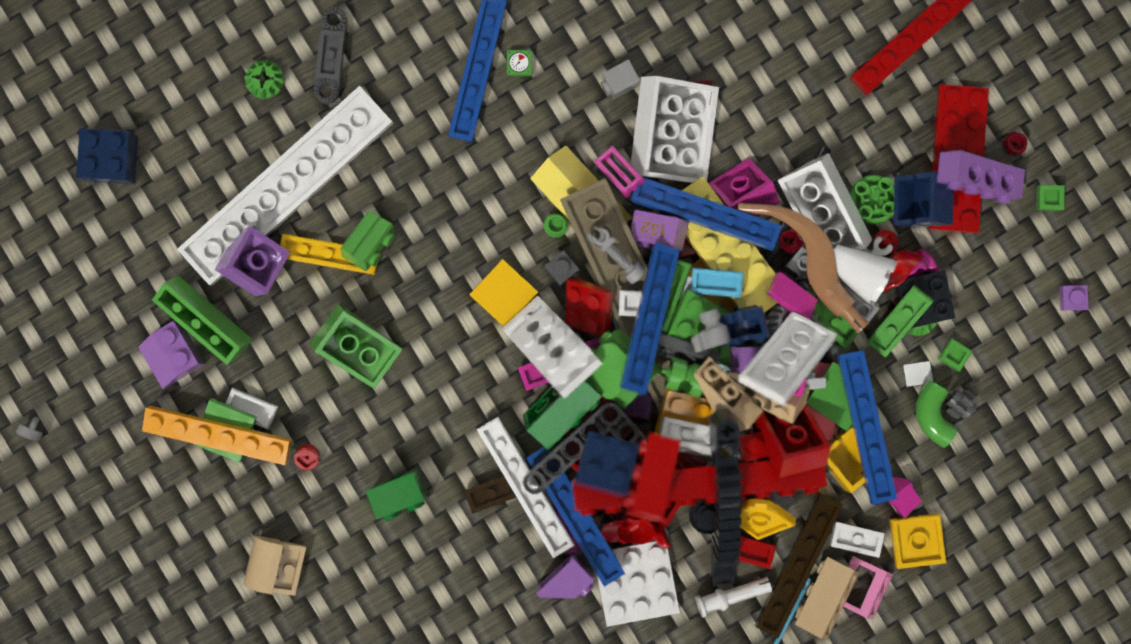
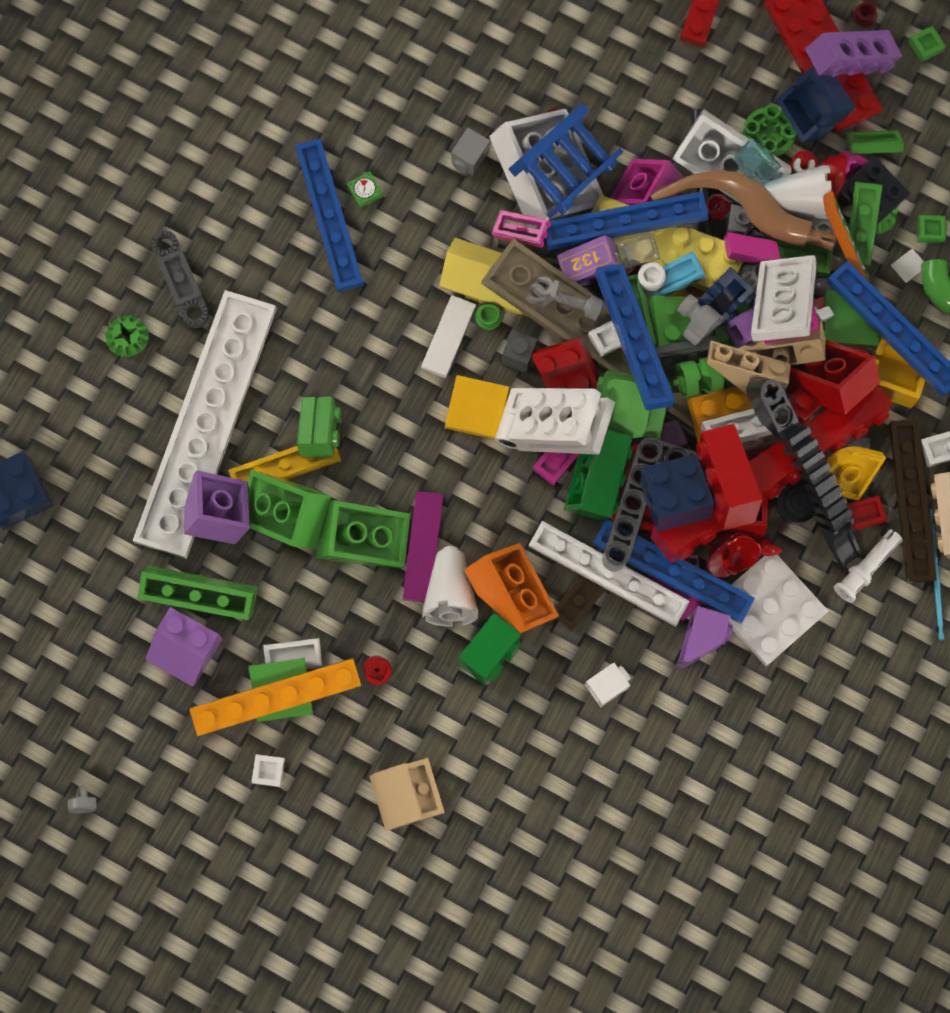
camera: 30 degrees left, 10 degrees down
(181, 486) = (268, 770): none -> white plate
(305, 294) = (286, 510): none -> bright green slope
(396, 428) = (450, 591): none -> white cone
(397, 381) = (422, 545): none -> magenta tile
(442, 459) = (512, 588): none -> orange slope
(475, 571) = (608, 684): none -> white brick
(515, 223) = (448, 336): none -> white tile
(674, 117) = (545, 151): none -> blue fence
(697, 273) = (652, 276): none -> white tile
(699, 245) = (637, 250): none -> clear brick
(840, 227) = (757, 162): none -> clear light blue brick
(873, 330) = (843, 234): none -> orange tile
(953, 257) = (874, 142): none -> bright green tile

